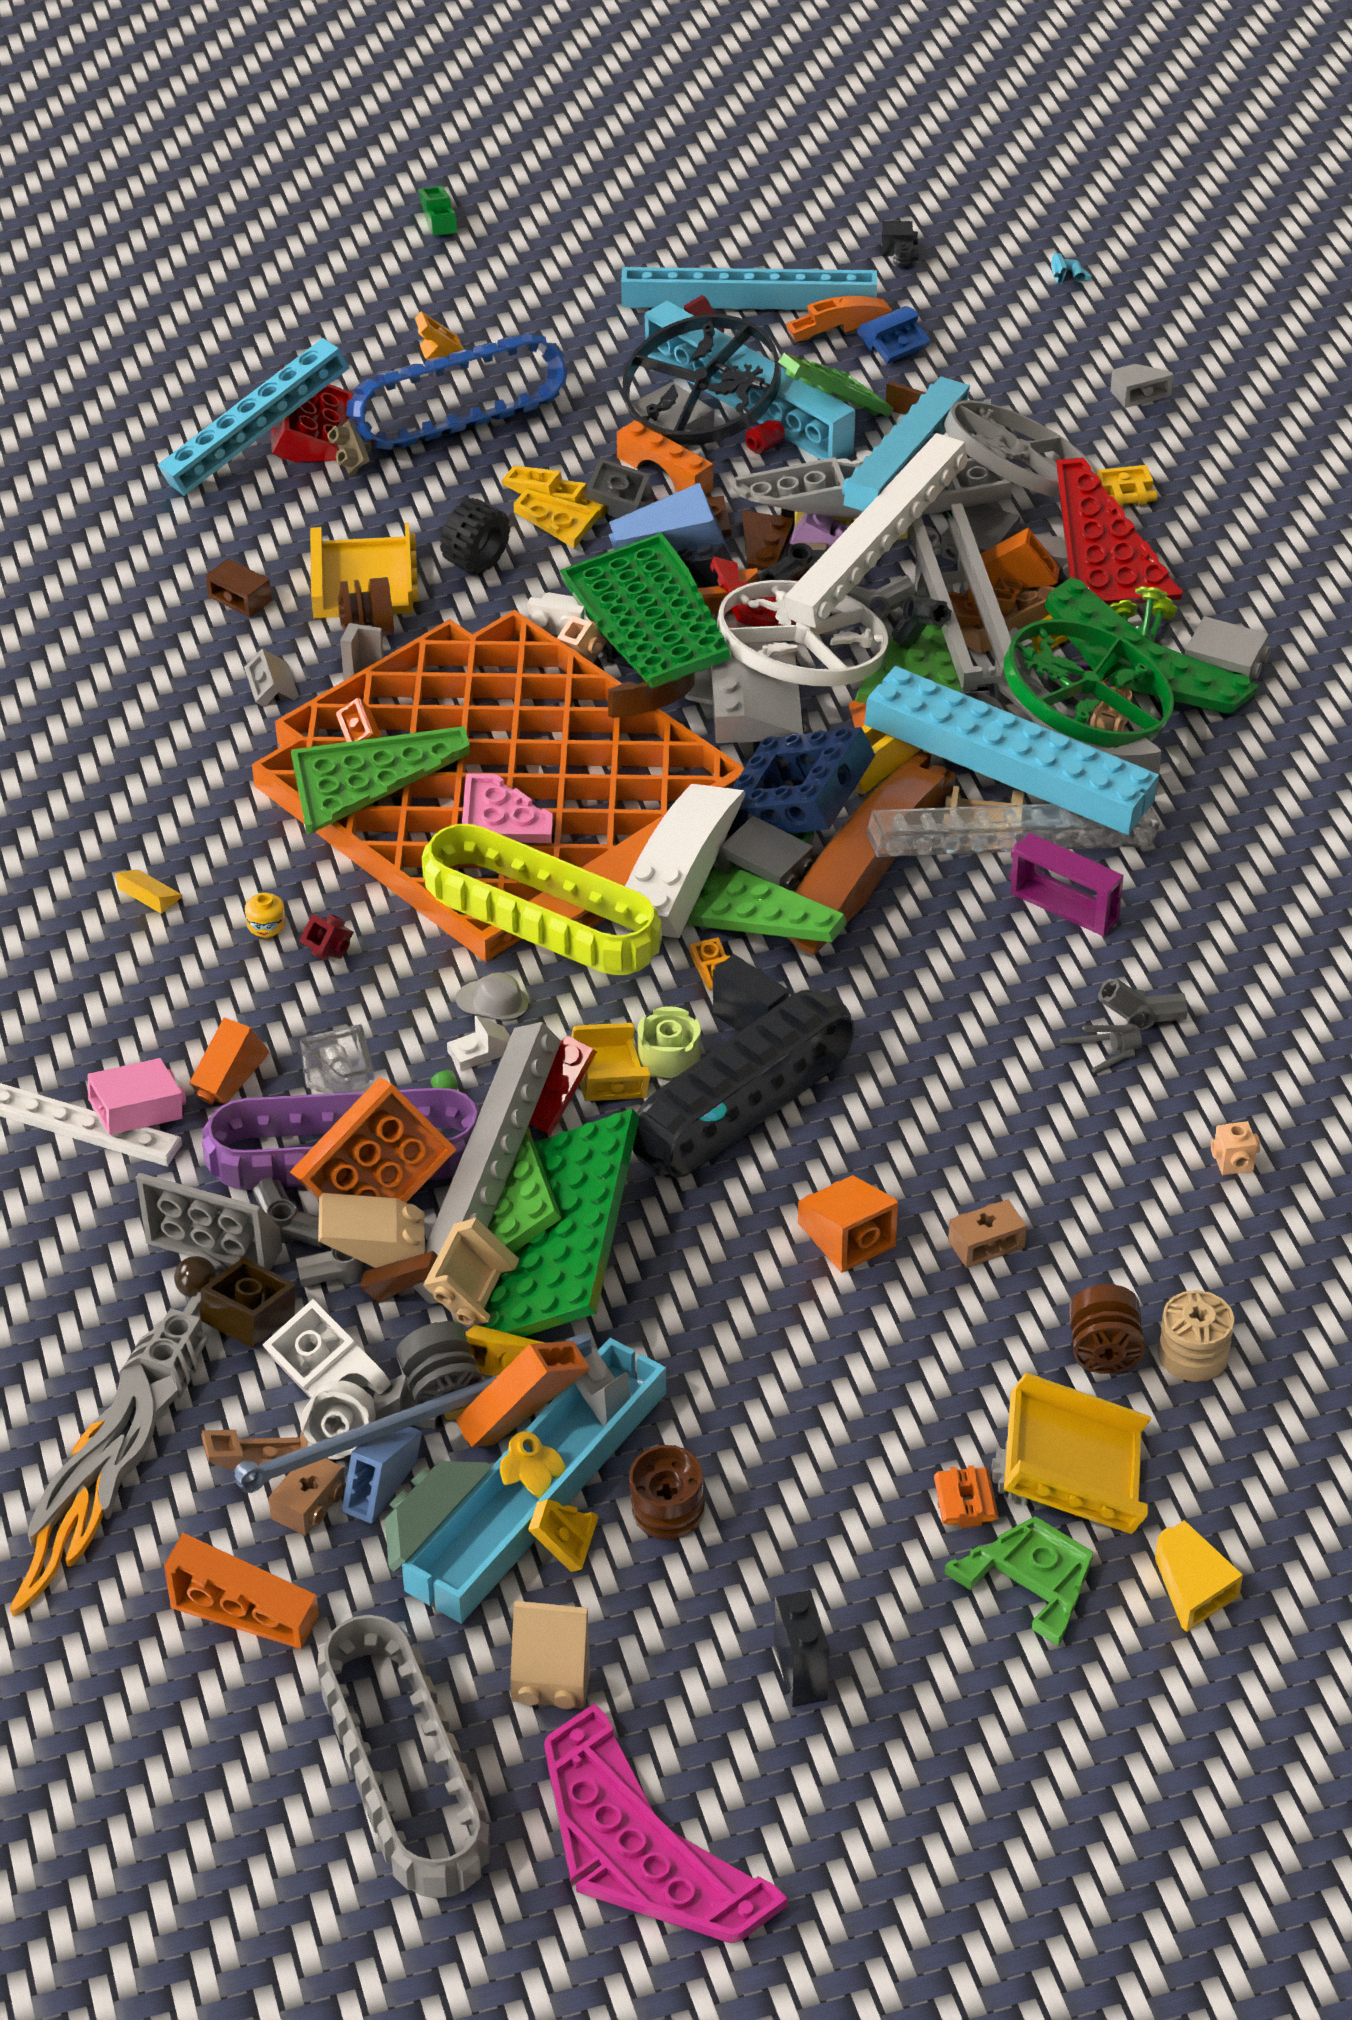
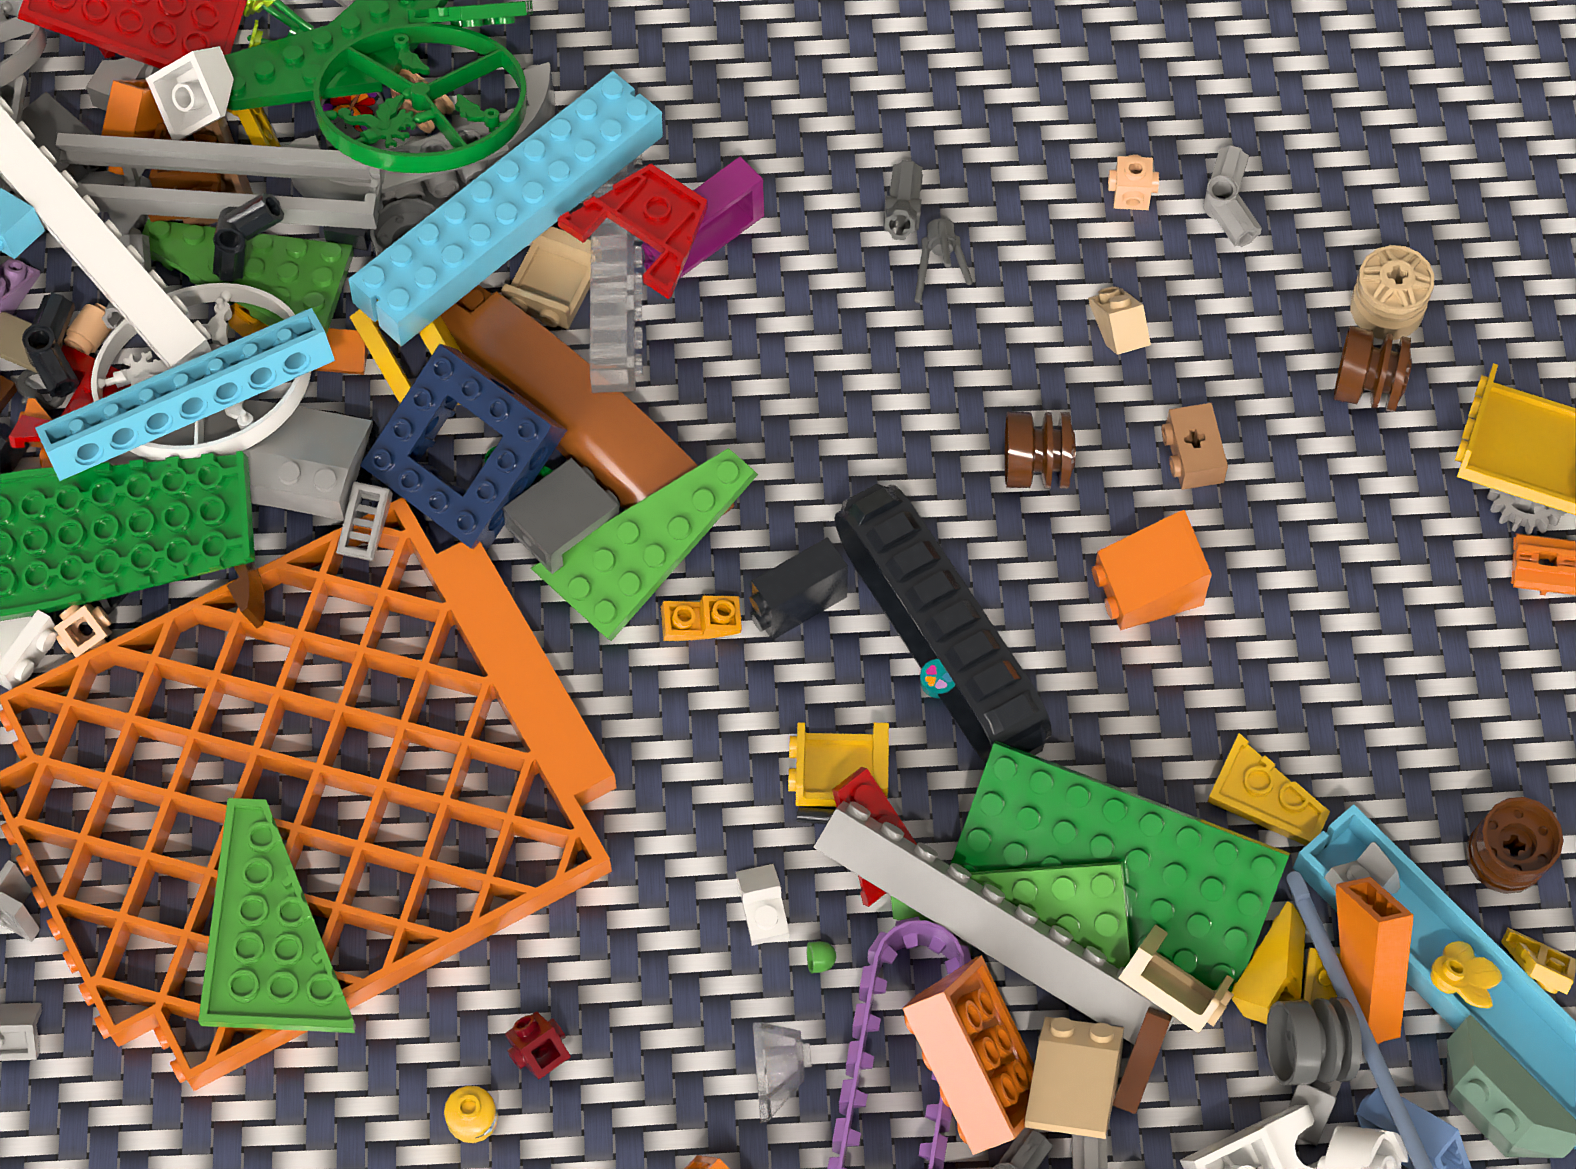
camera: 75 degrees left, 20 degrees up
(357, 721) = (167, 930): orange slope -> none
(493, 997) = (681, 877): light grey piece -> none
(504, 810) = (400, 790): bright pink plate -> none
(552, 876) = (549, 750): neon yellow piece -> none
(669, 1042) = (829, 711): yellowish green brick -> none
(673, 1327) = (1263, 795): none -> yellow wing
(683, 852) = (541, 601): white slope -> none
(727, 749) = (369, 492): none -> light grey slope
(763, 607) = (185, 394): none -> medium azure brick
(934, 1121) = (1038, 450): none -> reddish brown wheel
(1039, 833) = (653, 210): none -> red wing
(1044, 567) = (192, 91): none -> white slope
(1091, 1162) = (1120, 320): none -> tan slope
(1201, 720) = (473, 14): none -> green wing
(1249, 1216) = (1230, 212): none -> light grey piece

